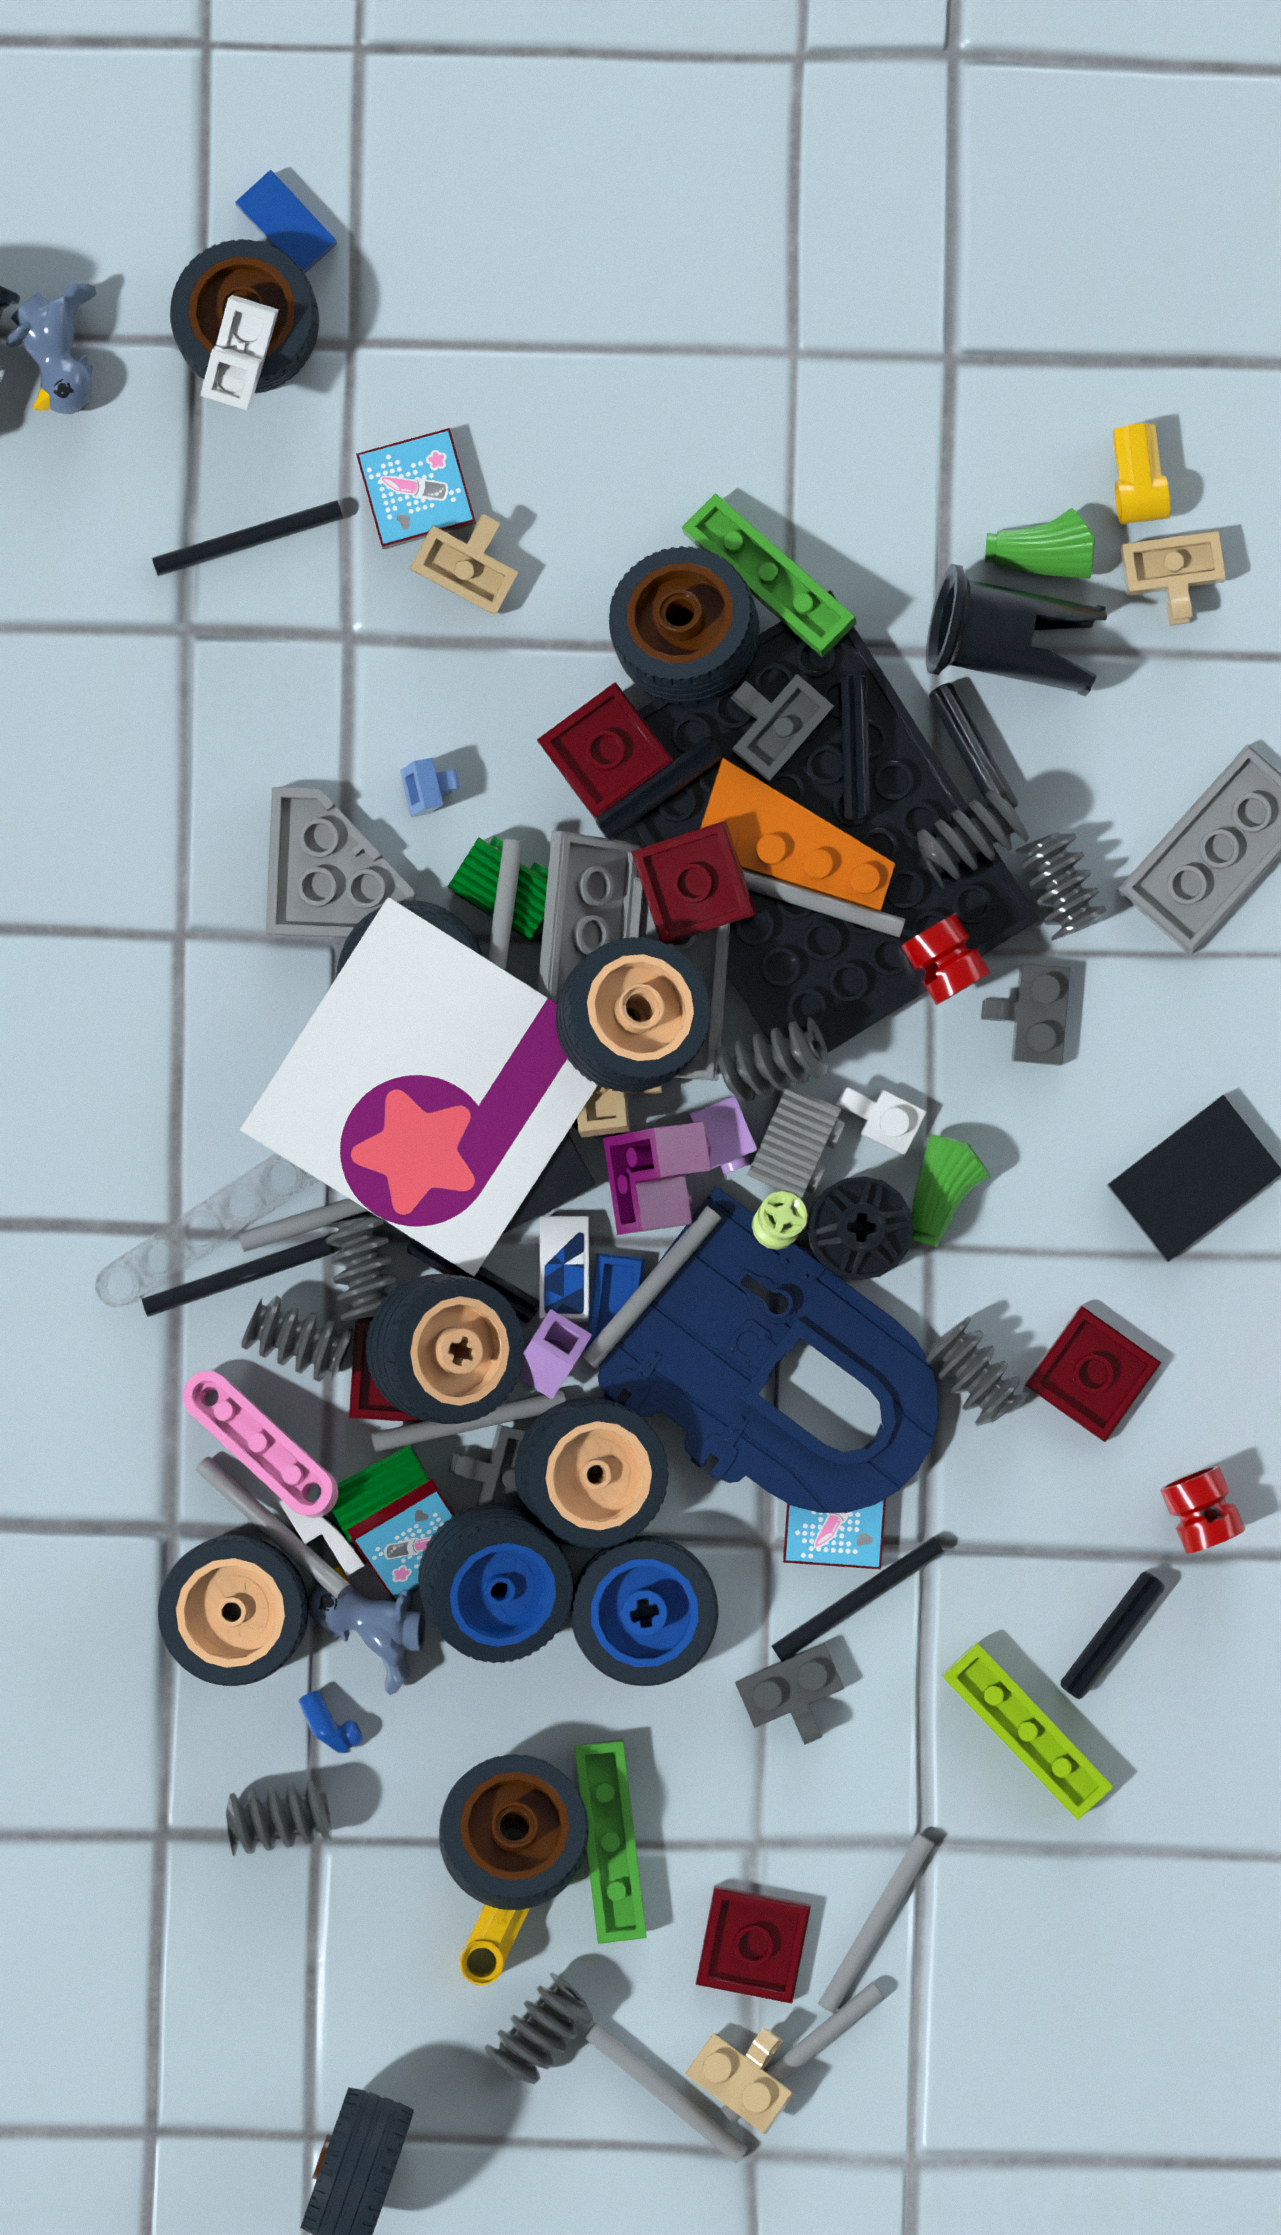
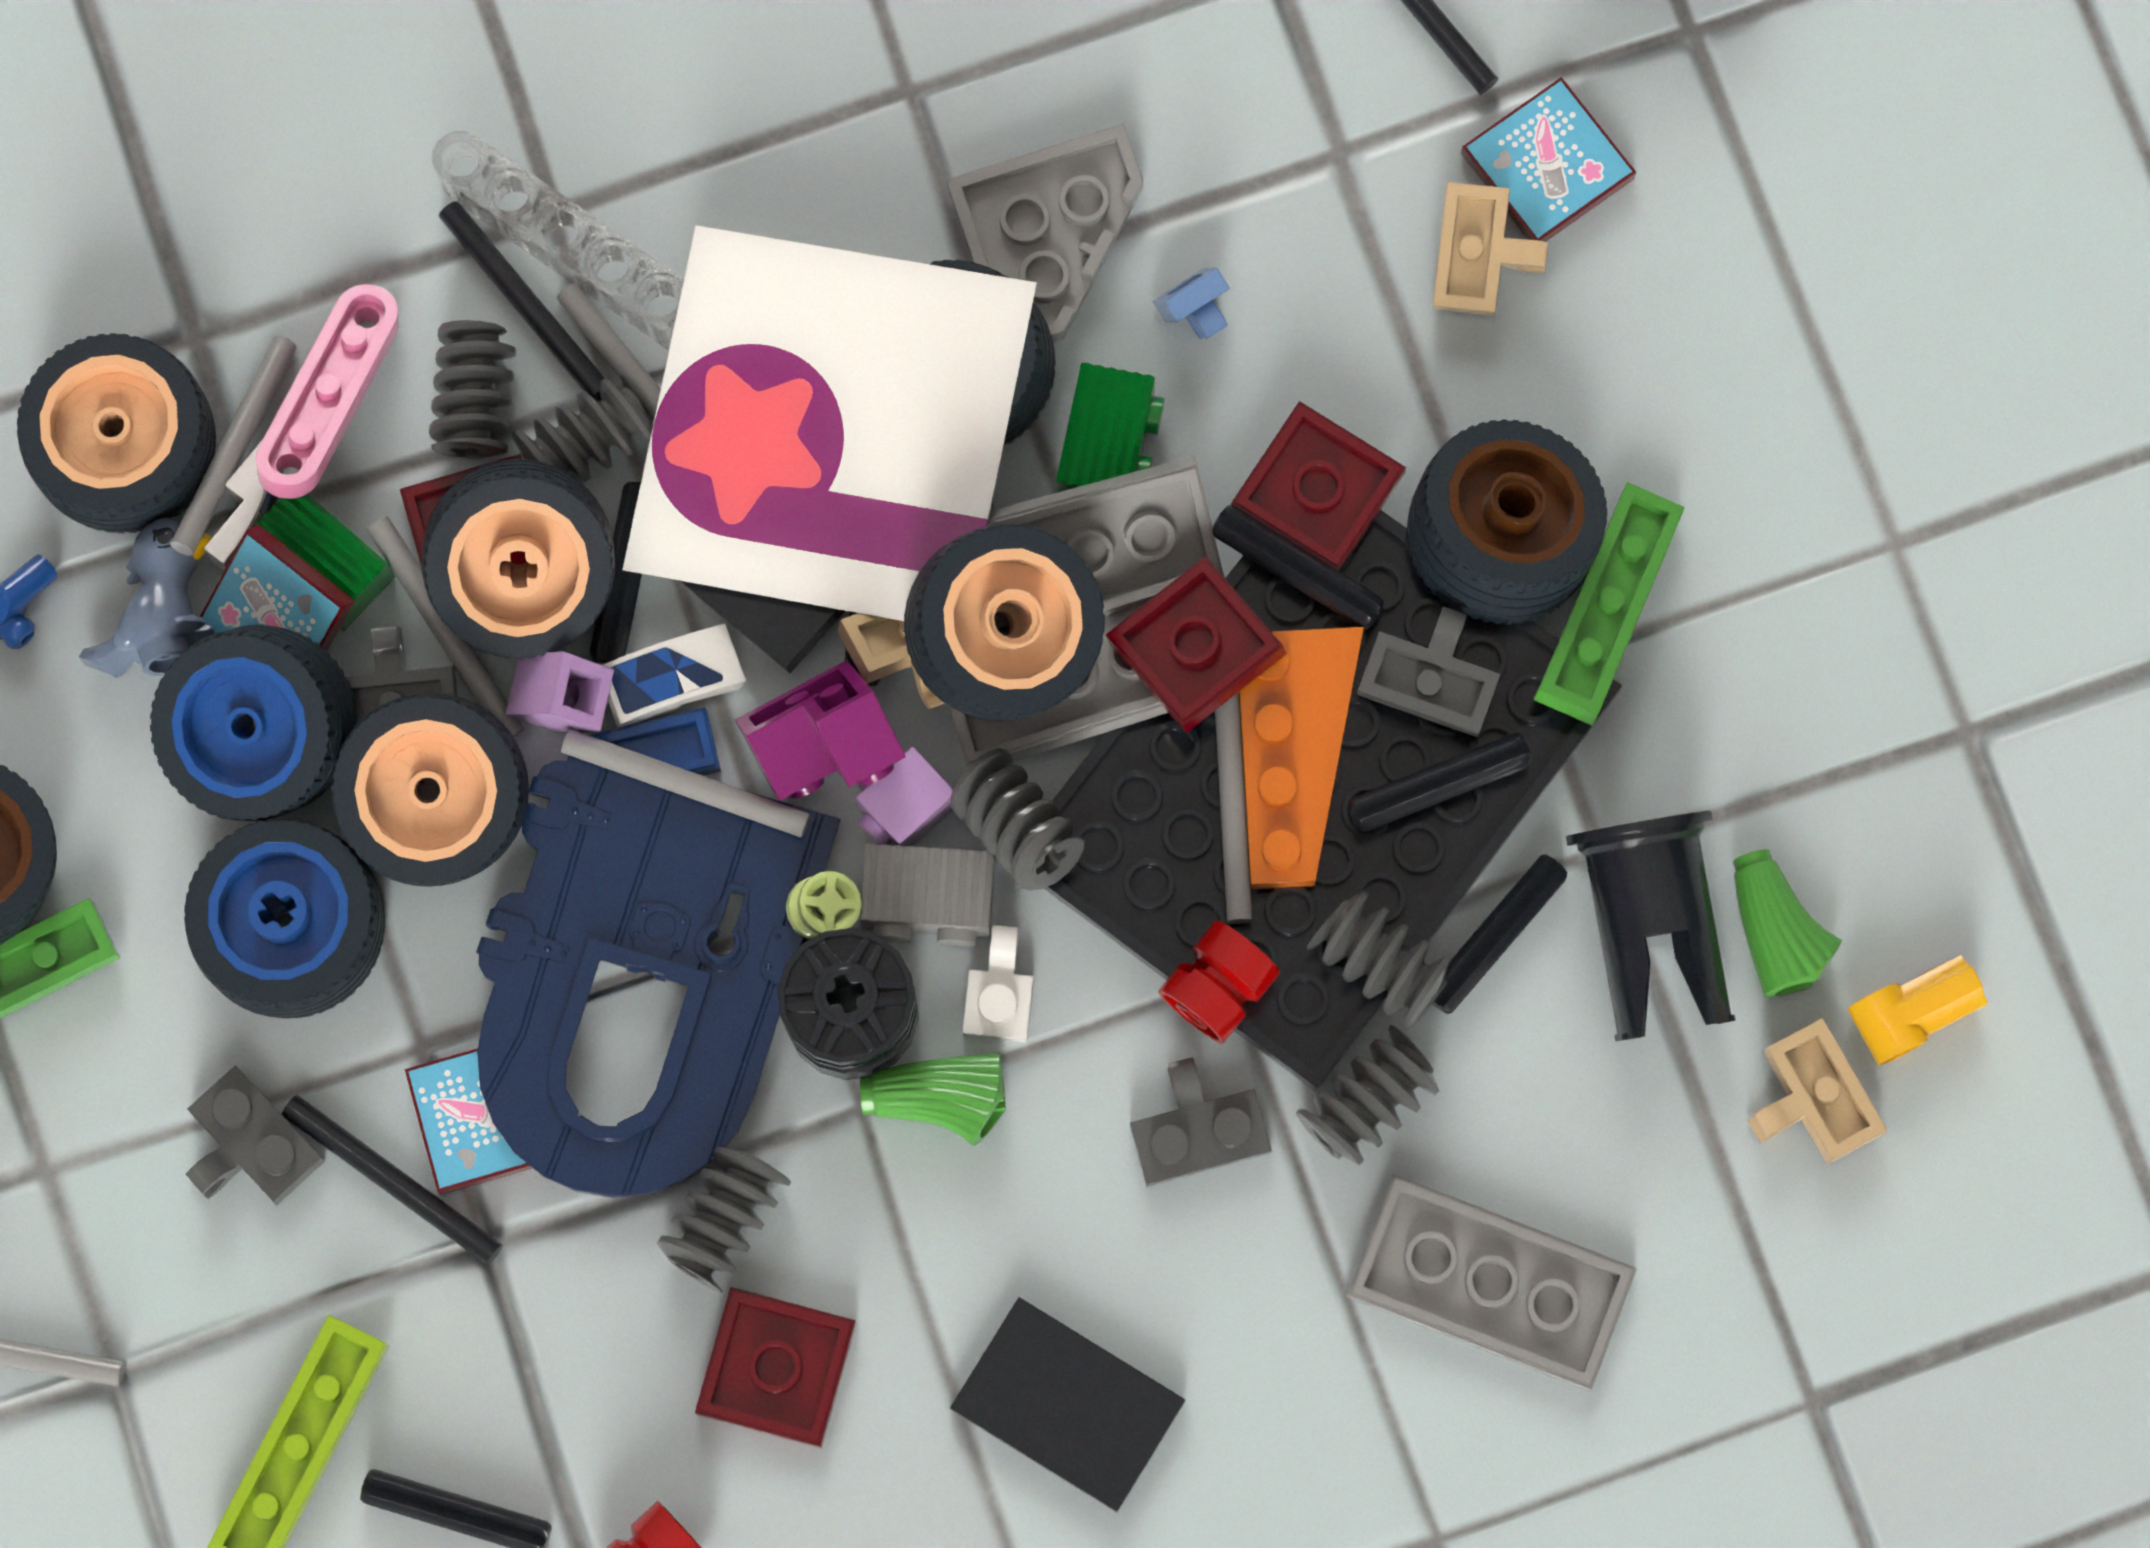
camera: 75 degrees right, 10 degrees down
(505, 902) = (1084, 433): light grey bar -> none

